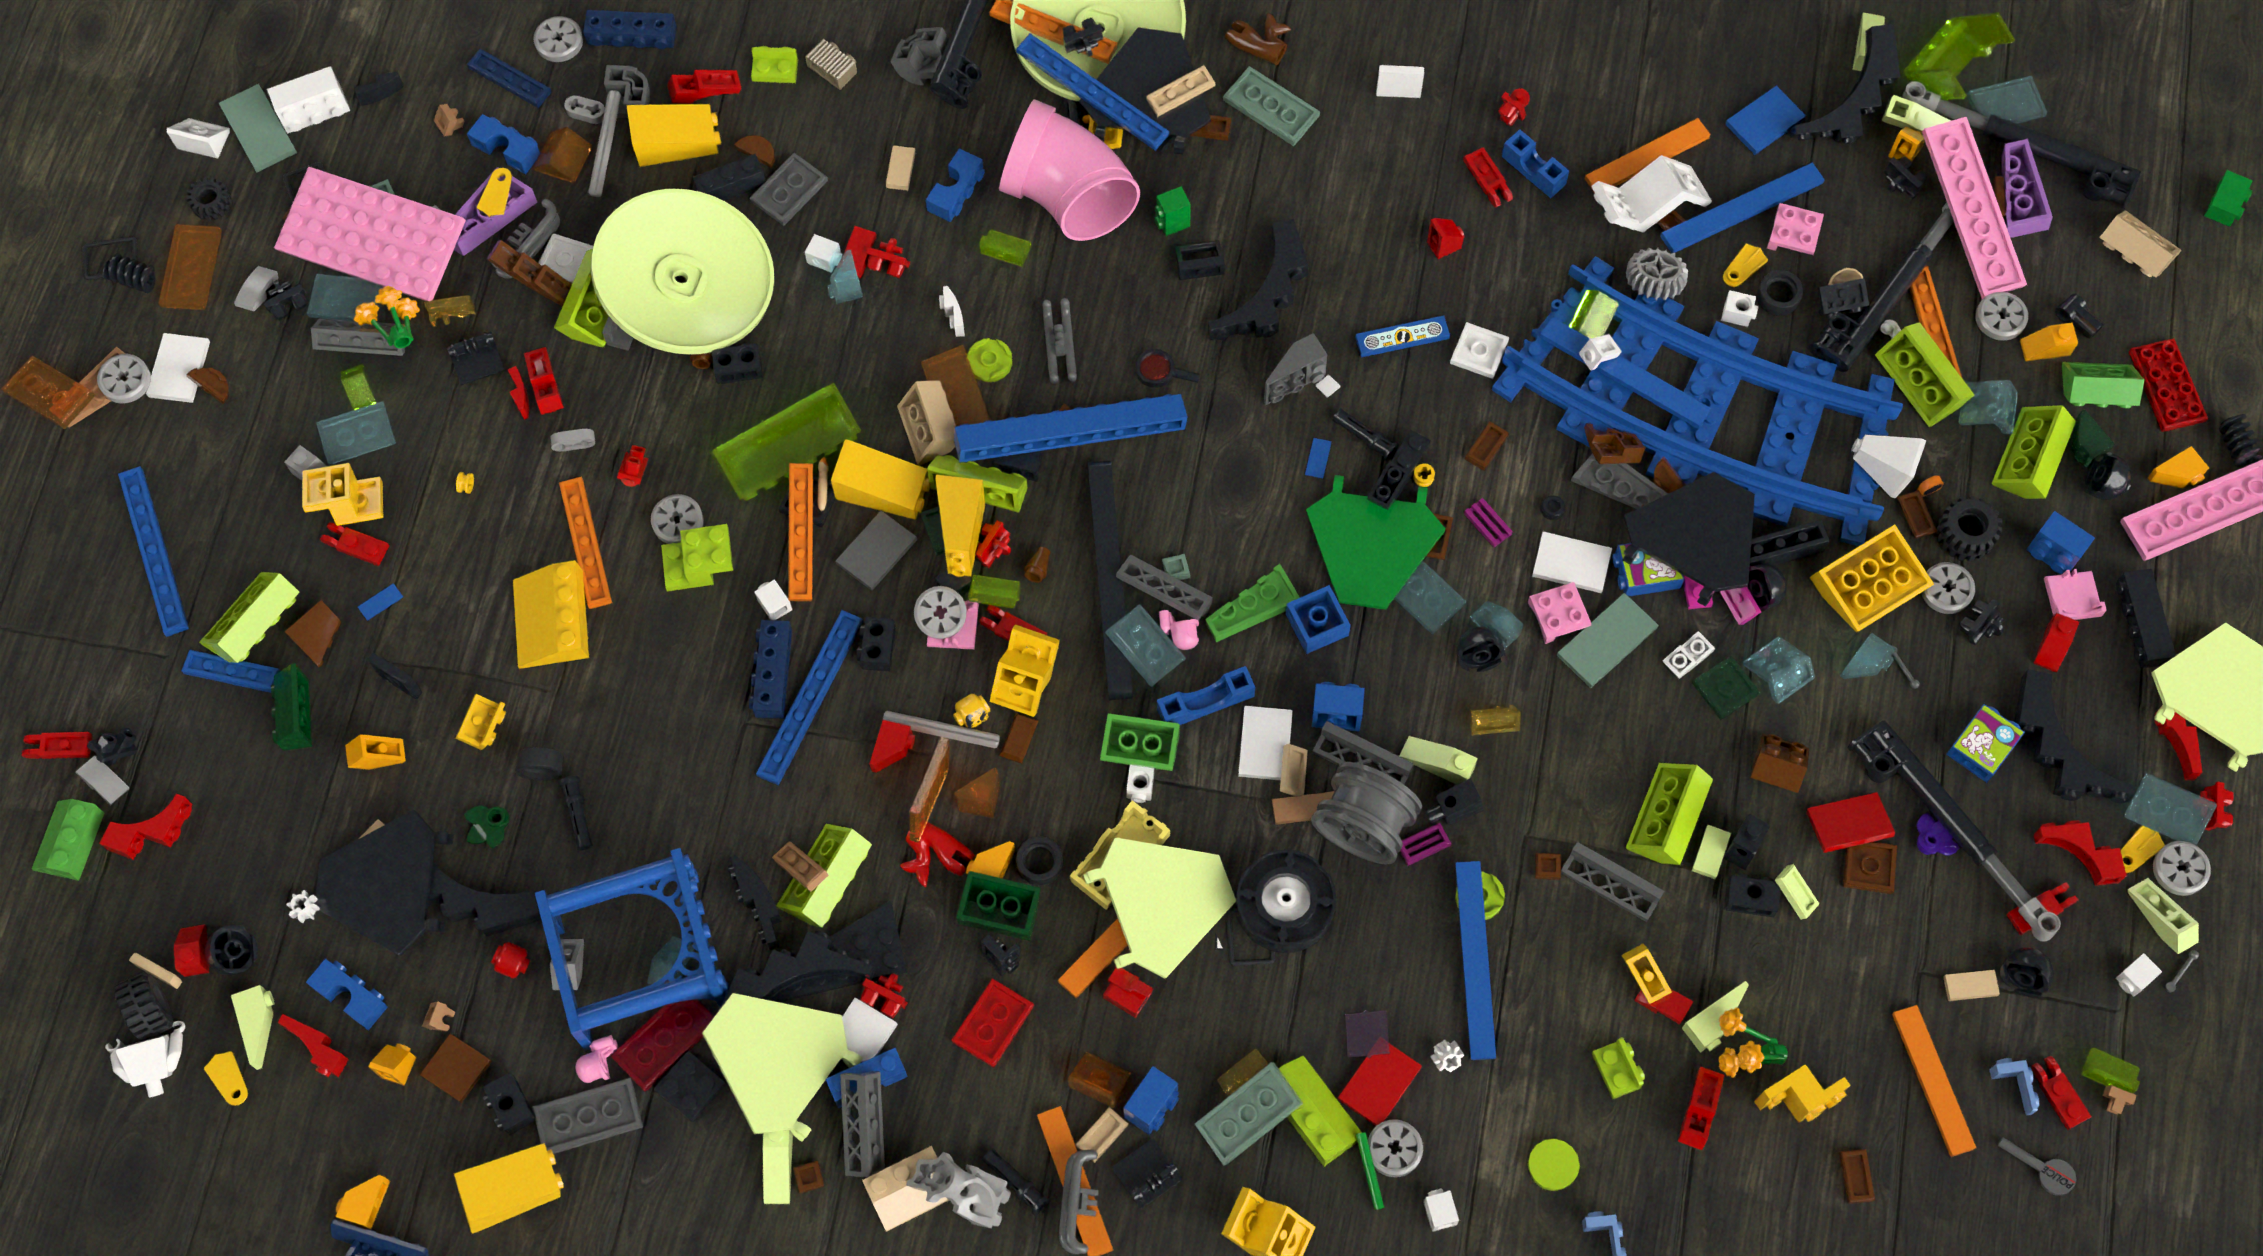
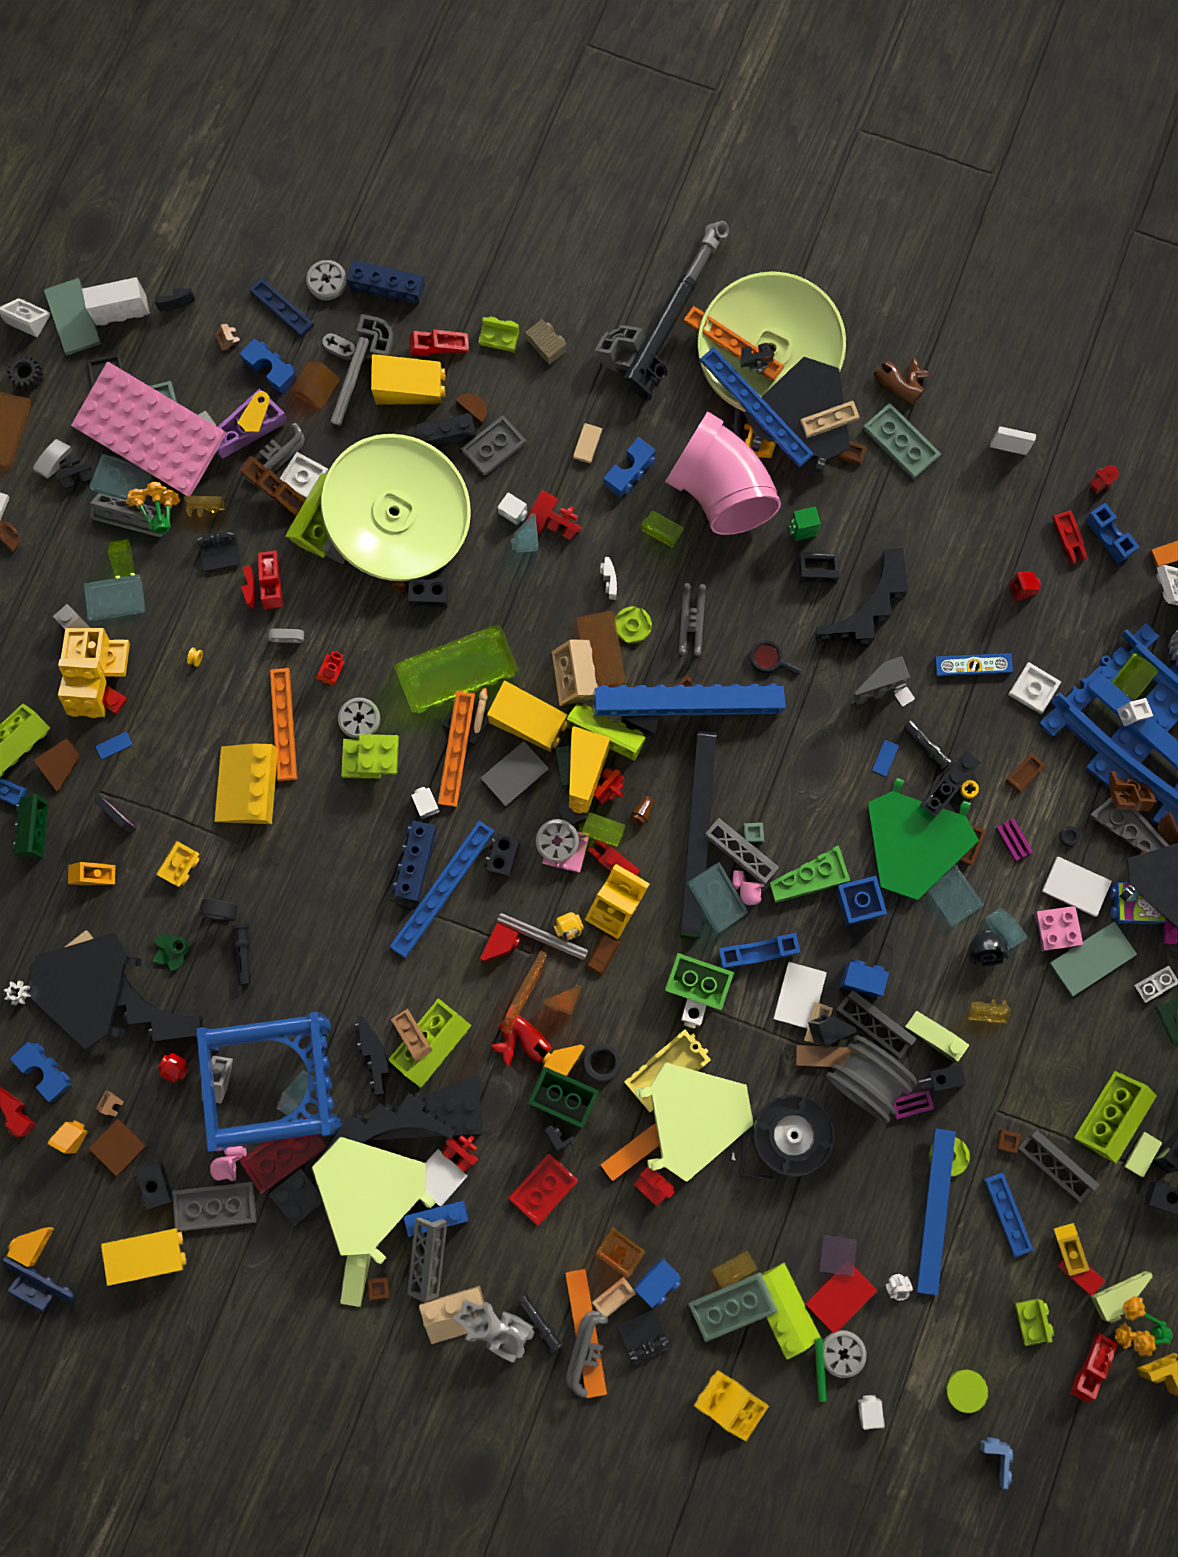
camera: 10 degrees right, 10 degrees up
(332, 536) = (82, 688): none -> yellow bracket
(1307, 769) = (829, 1029): none -> black slope
(1564, 950) = (1008, 1214): none -> blue tile

